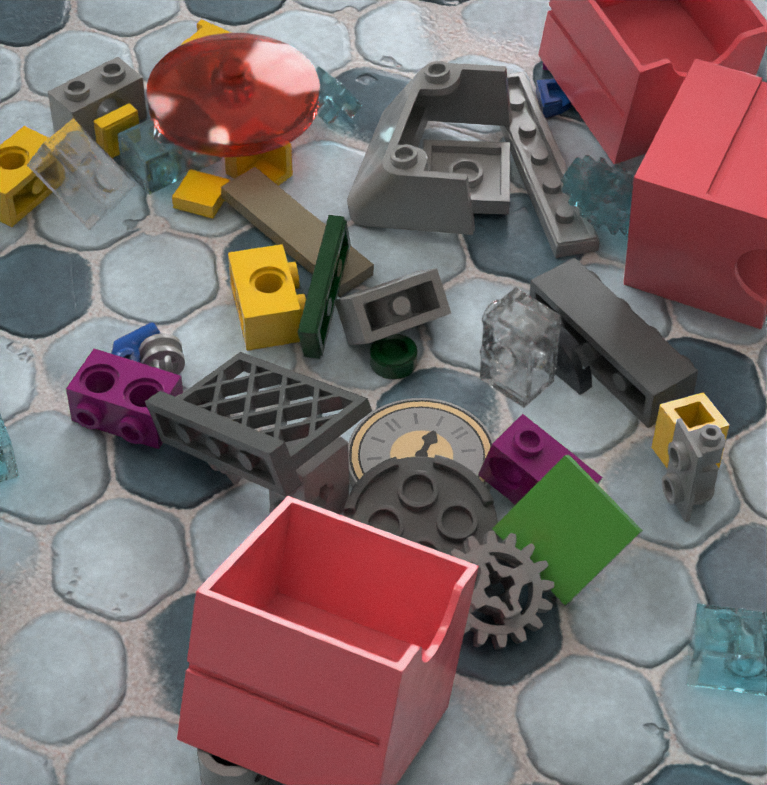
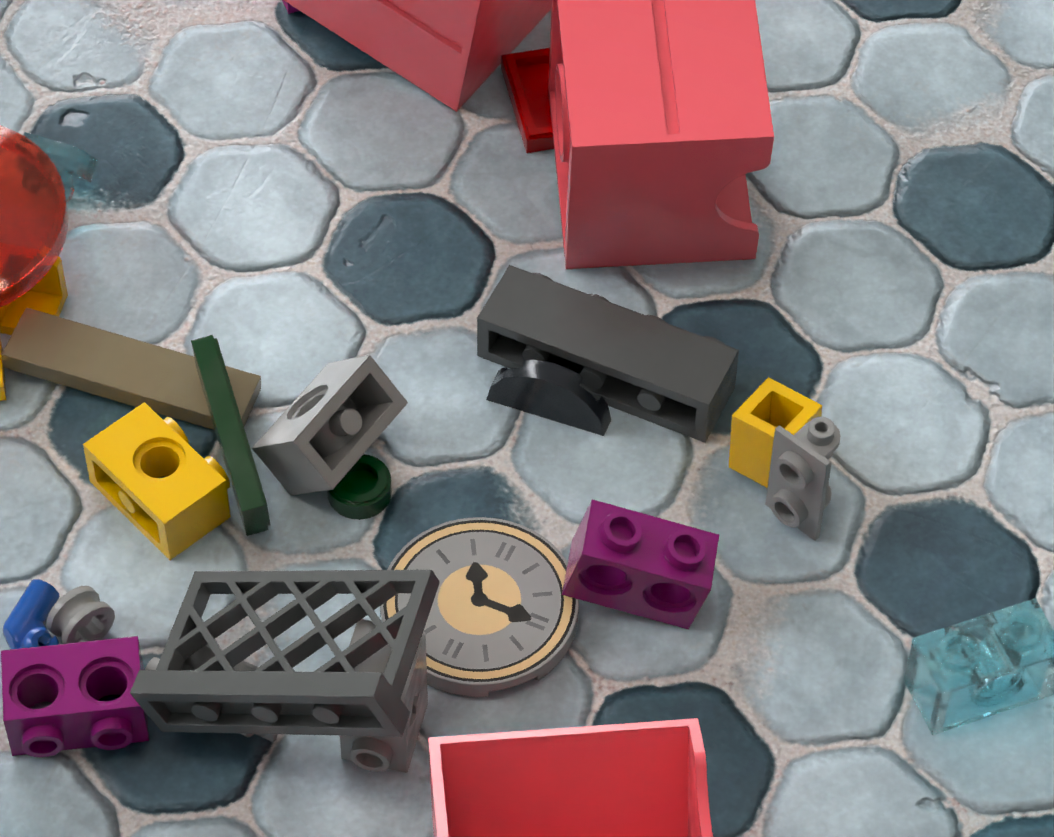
camera: 30 degrees left, 5 degrees up
(393, 177) = (230, 256): light grey windscreen -> none
(424, 502) = (535, 668): dark grey tile -> none
(486, 168) = (296, 207): light grey plate -> none
(505, 608) = (699, 699): light grey gear -> none
(519, 346) = (517, 411): clear brick -> none
(541, 171) = (371, 148): light grey tile -> none
(551, 98) = (327, 51): blue tile -> none
(570, 526) = (717, 617): bright green tile -> none
(600, 192) = (489, 163): clear light blue gear -> none

